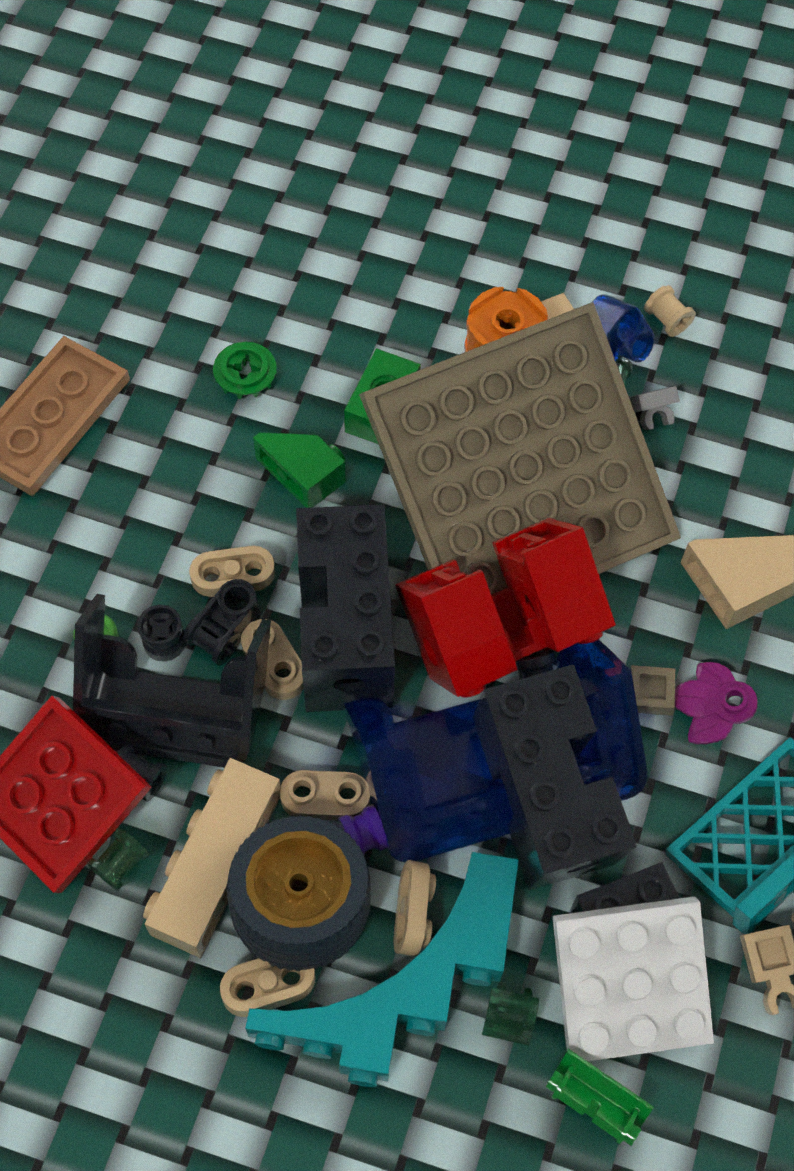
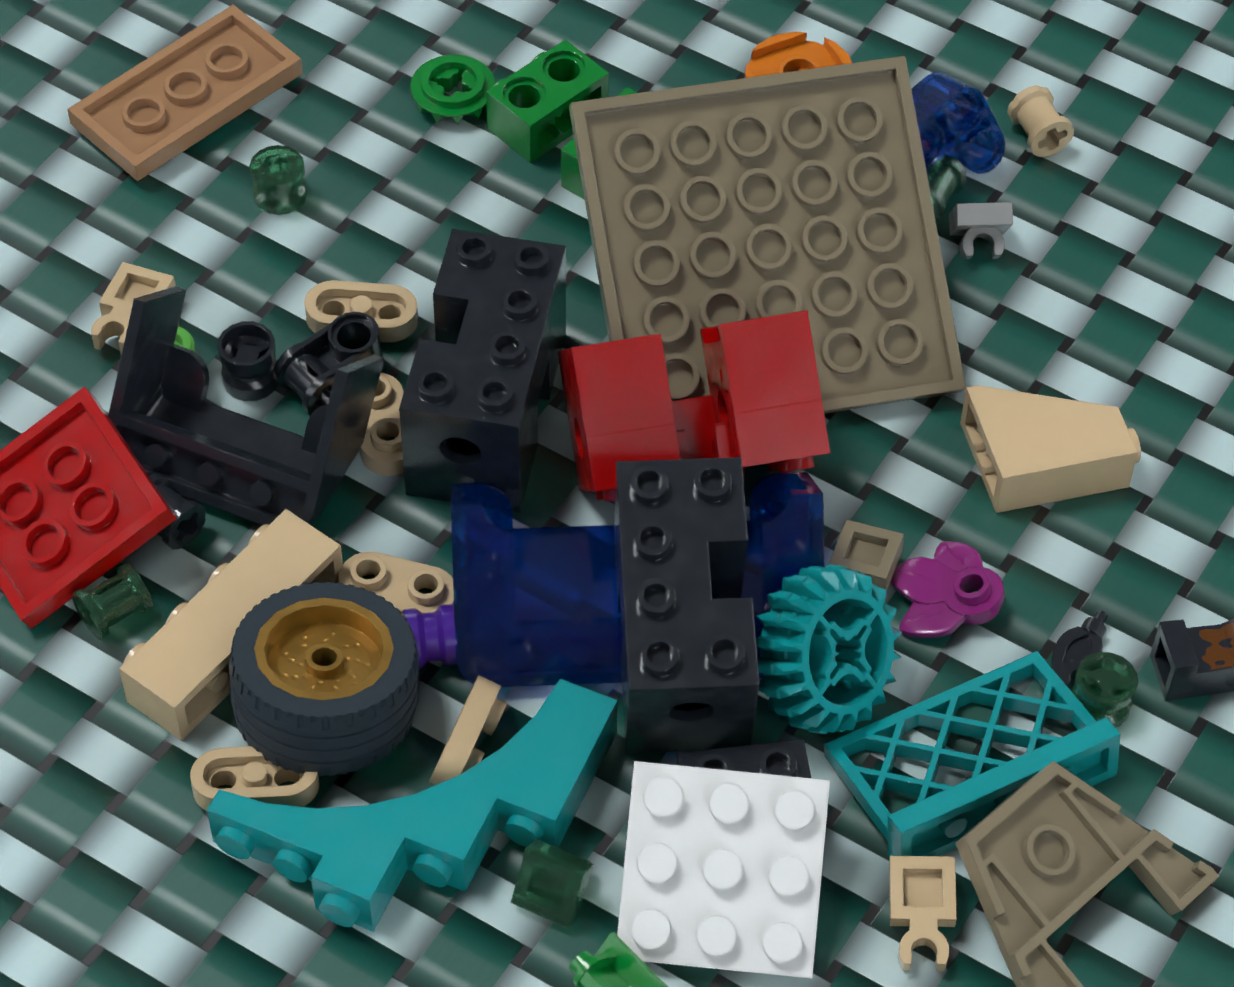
camera: 15 degrees right, 10 degrees down
(60, 600) = (118, 299): none -> tan plate
(146, 482) = (278, 179): none -> clear green wheel
(302, 464) = (489, 199): green slope -> none
(324, 370) = (533, 103): none -> green brick
(658, 781) = (829, 665): none -> teal gear

